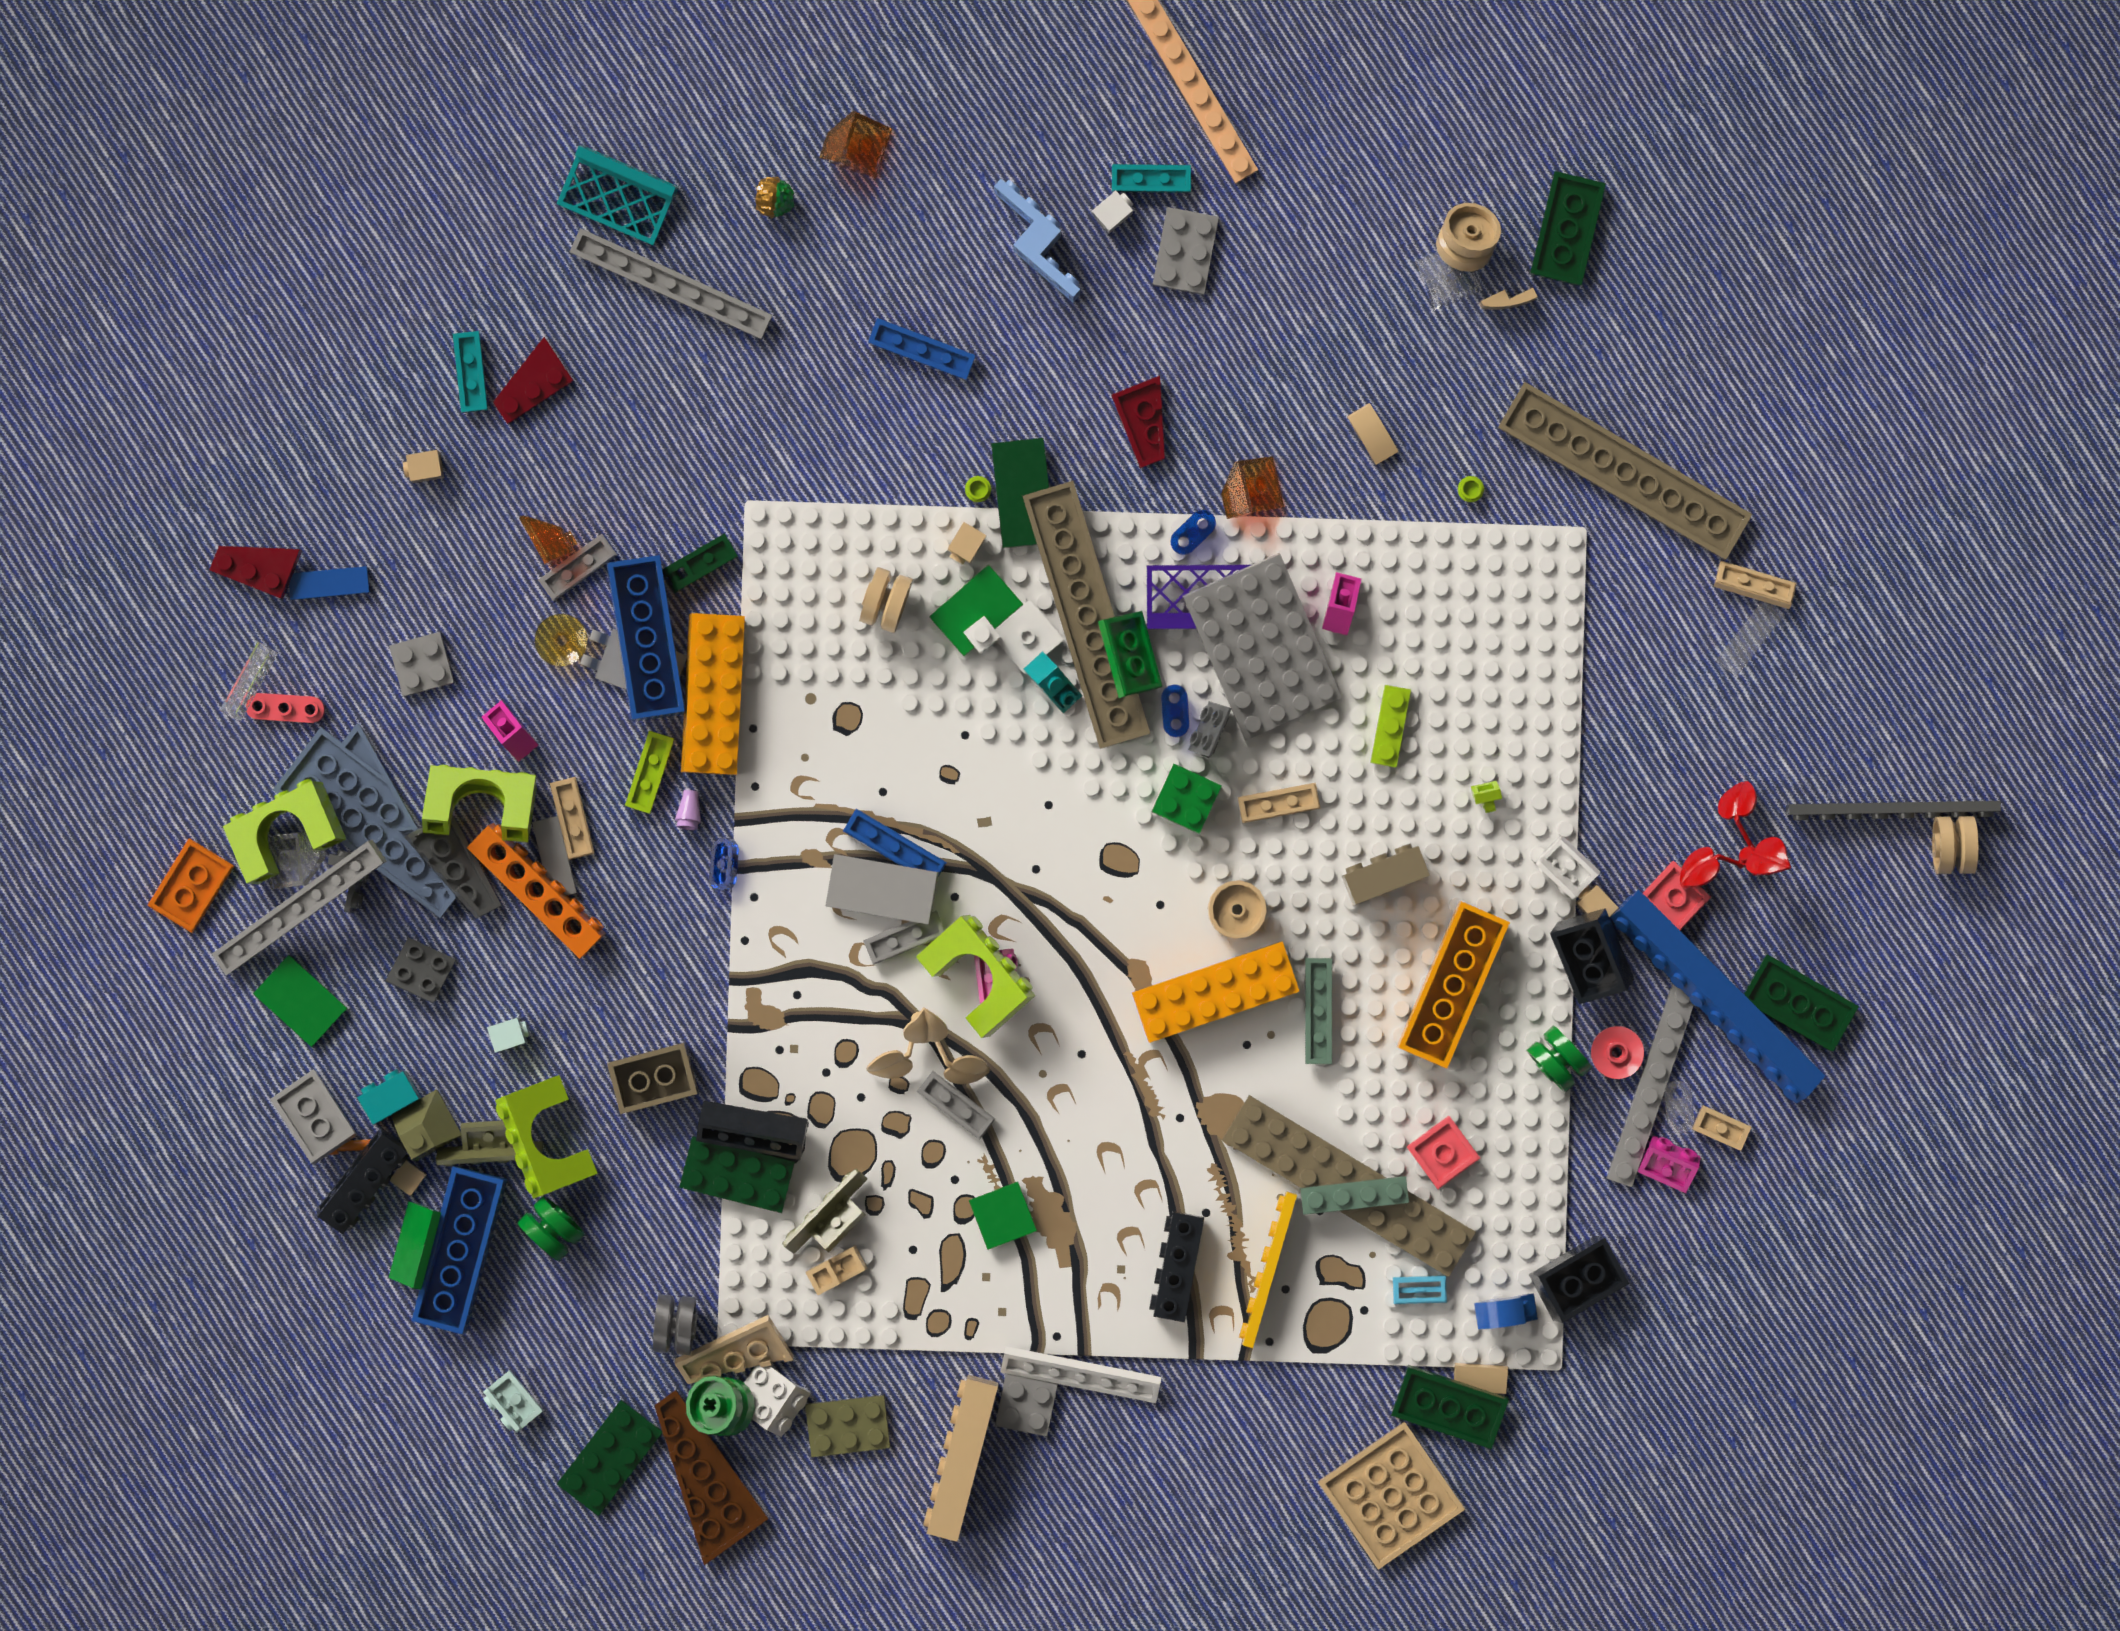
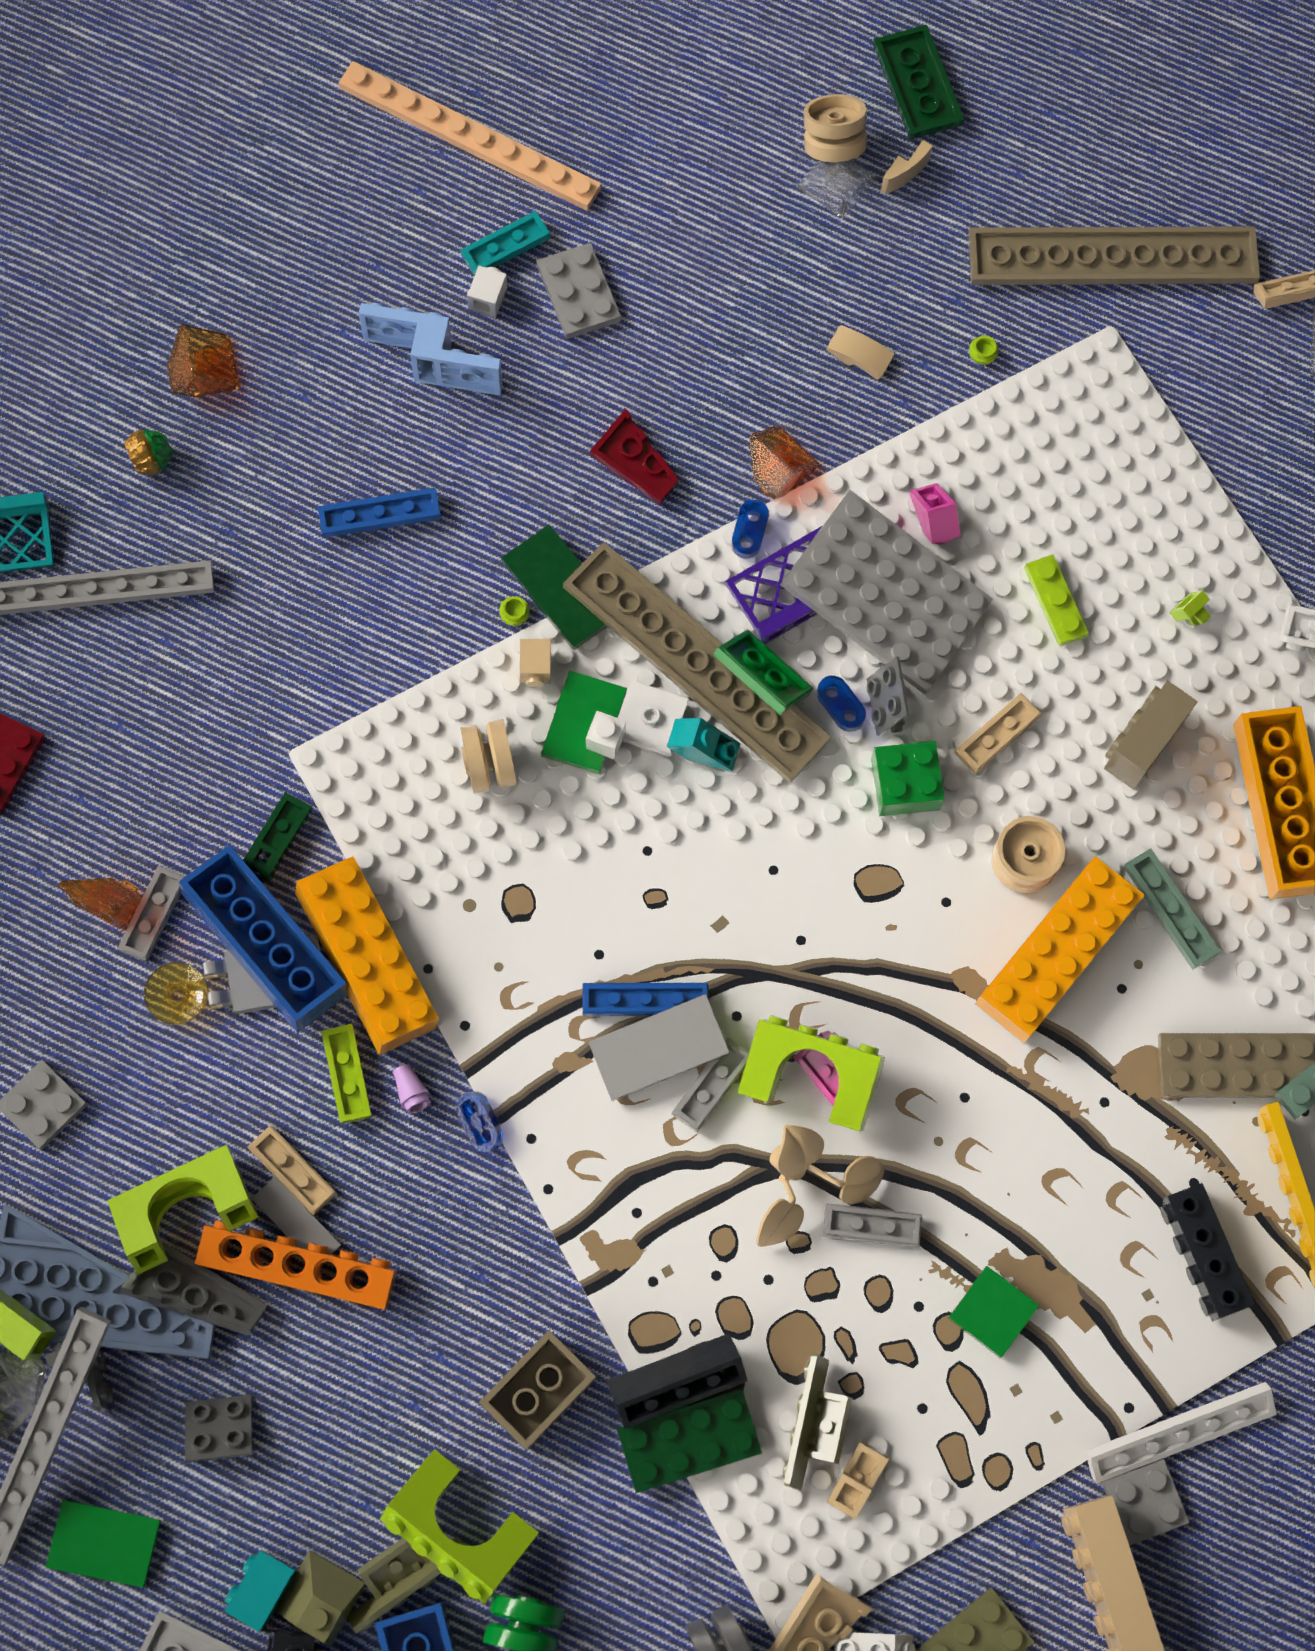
camera: 30 degrees left, 15 degrees down
(508, 1034) = (354, 1439): light aqua brick -> none
(509, 731) = (174, 1117): dark pink slope -> none

